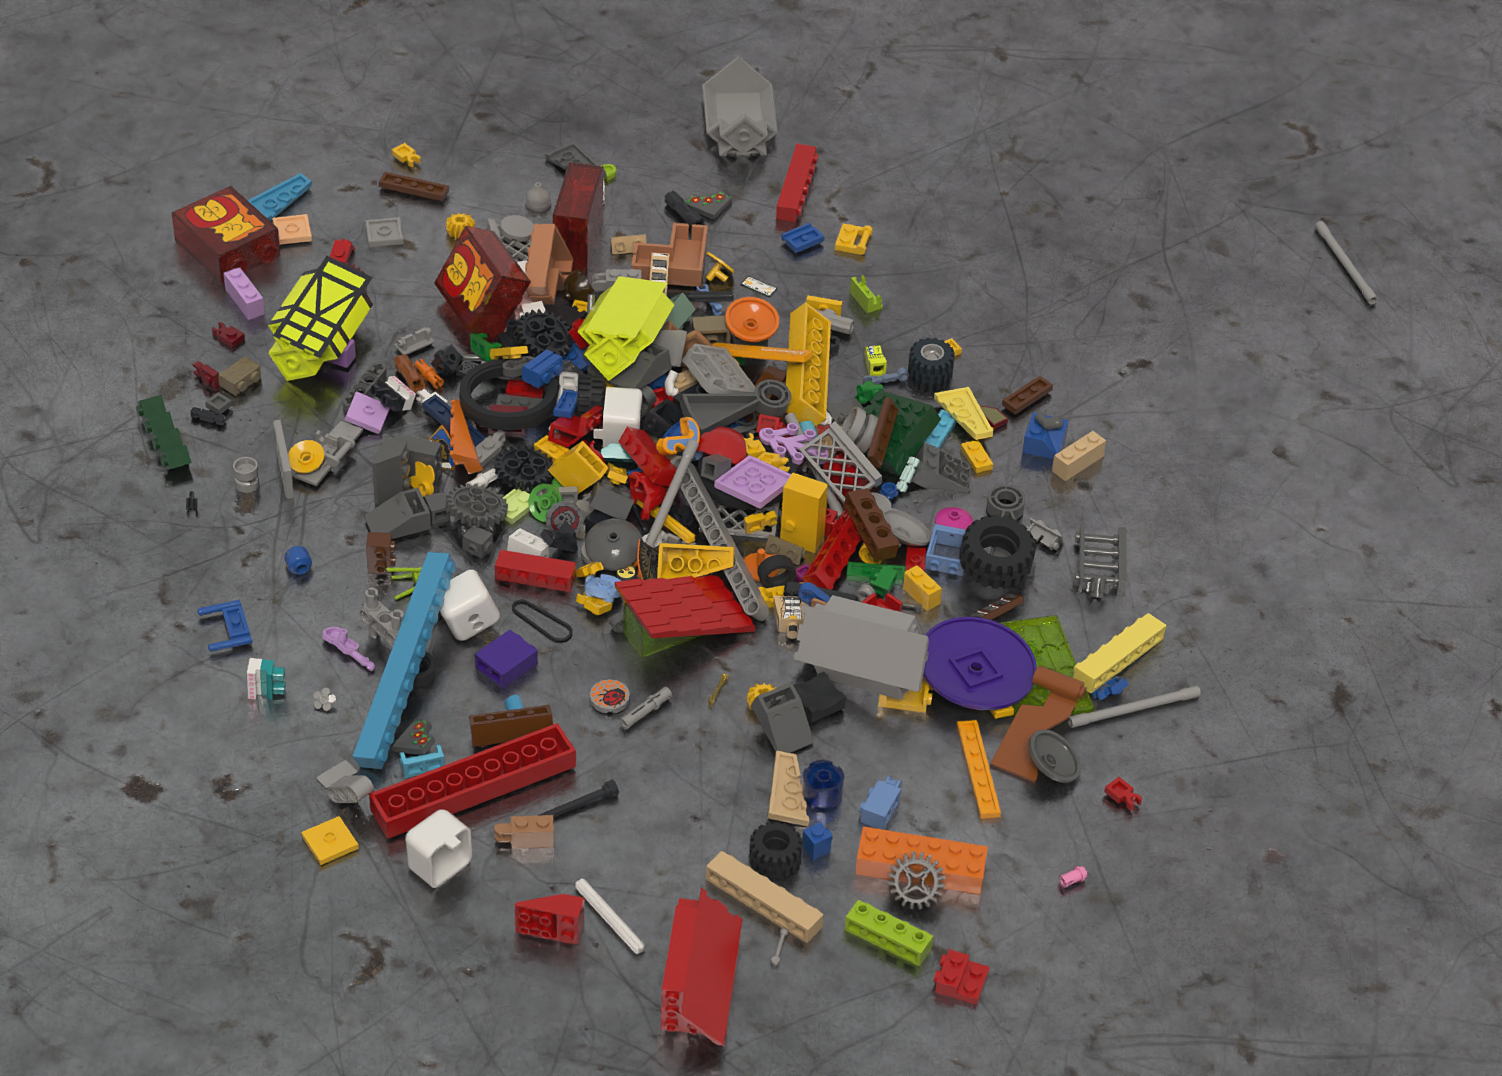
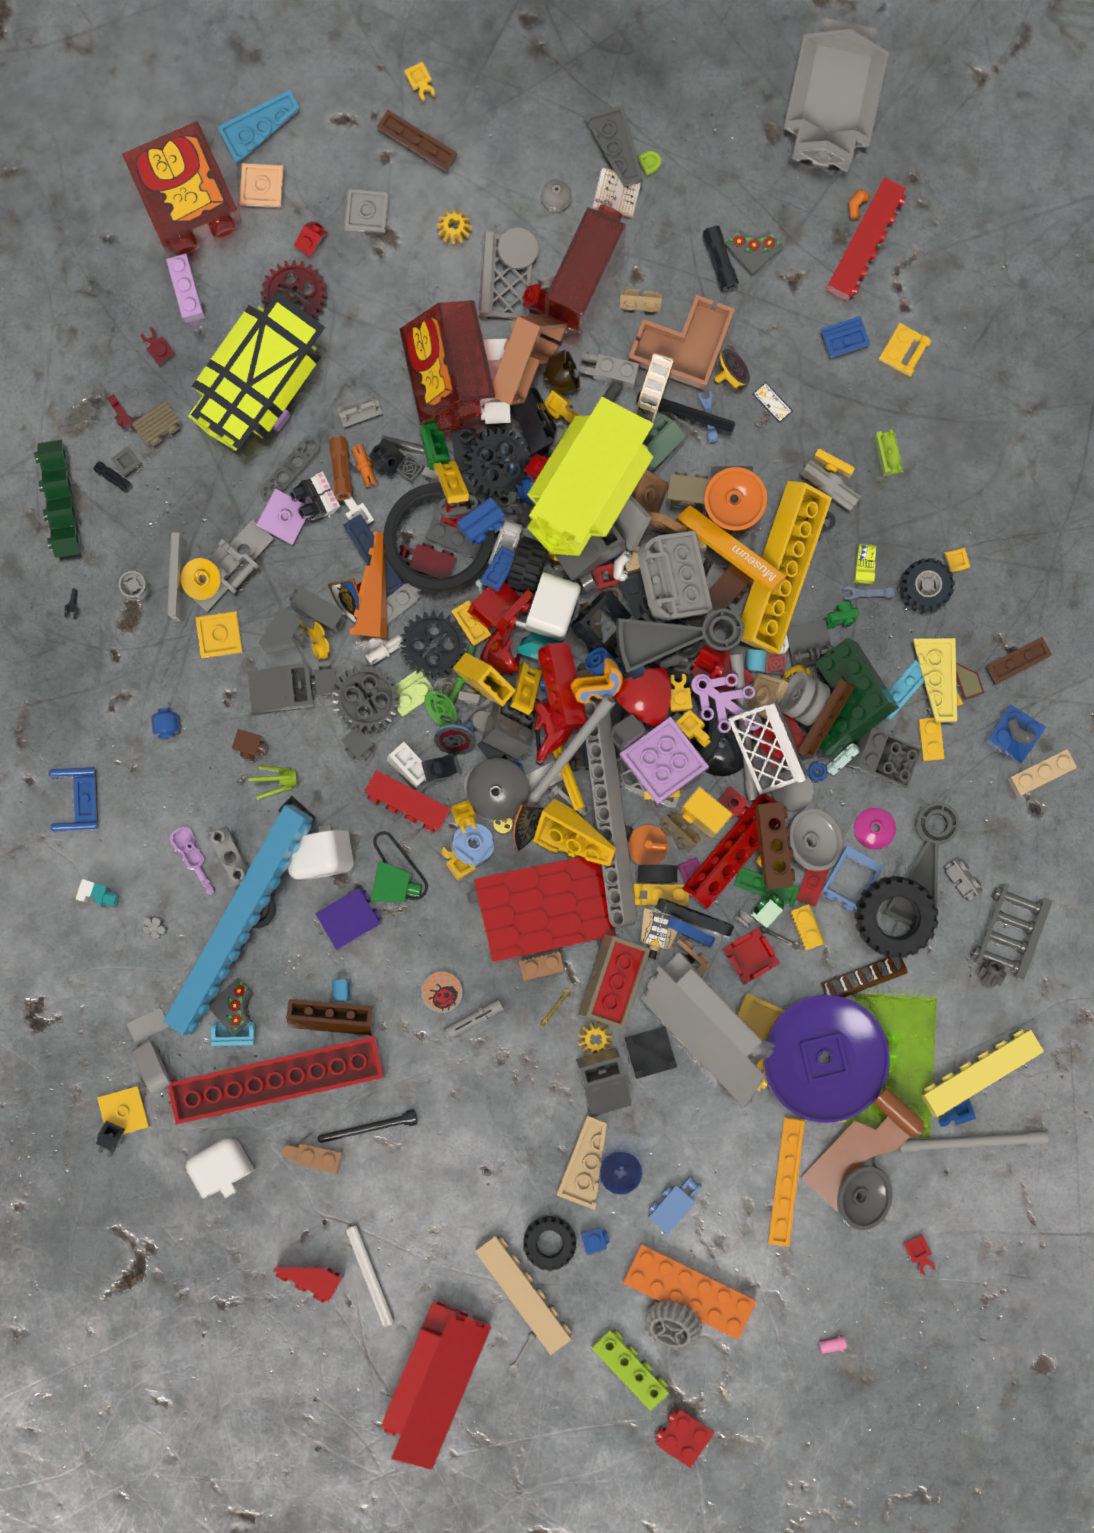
camera: 20 degrees right, 40 degrees up
(321, 850) = (109, 1137): none -> black piece
(331, 498) = (219, 634): none -> yellow tile
(541, 626) = (393, 884): none -> green torso
(695, 656) = (541, 966): none -> medium nougat brick
(765, 648) = (614, 981): none -> brick
(780, 164) = (855, 201): none -> orange arm

